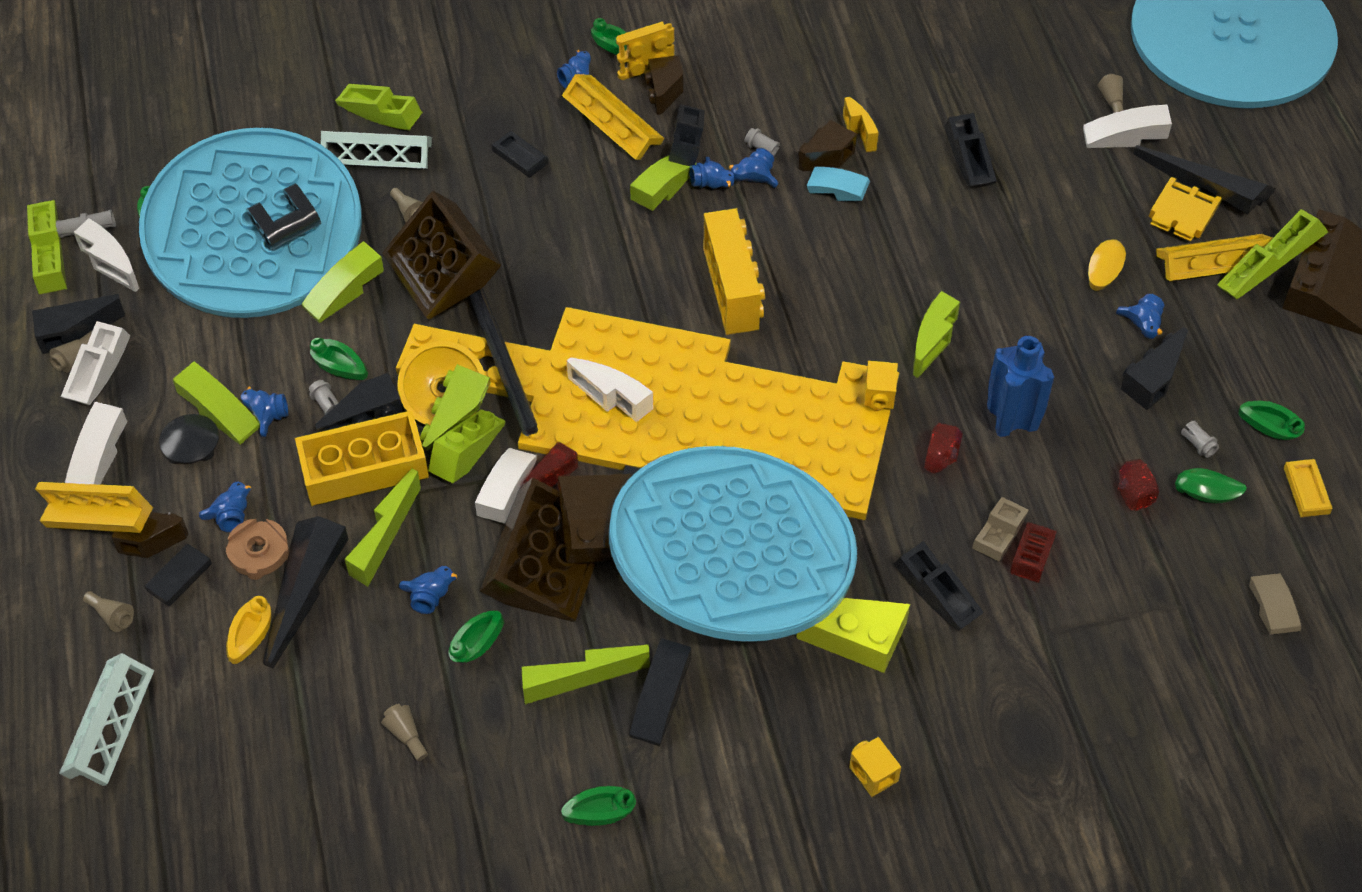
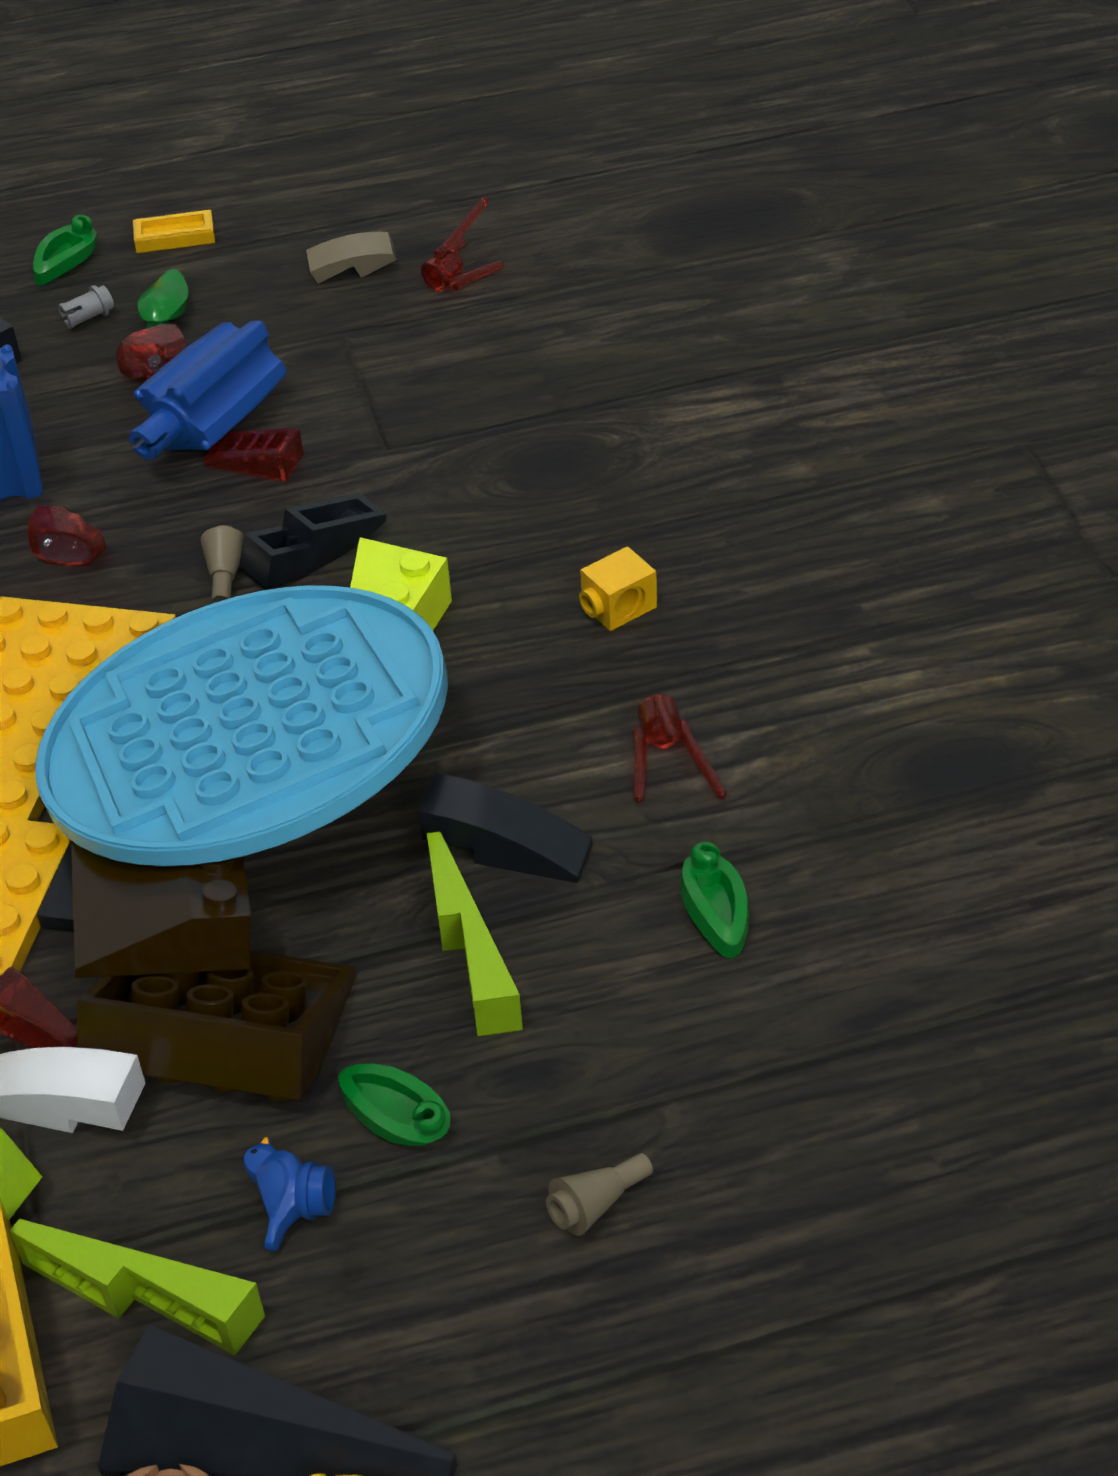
camera: 90 degrees left, 10 degrees down
(745, 784) = (663, 728): none -> clear red plant
(914, 536) = (222, 554): none -> dark tan cone
(1000, 529) = (210, 485): dark tan slope -> none
(1079, 512) = (206, 390): none -> blue piece
(1259, 667) = (446, 265): none -> clear red plant

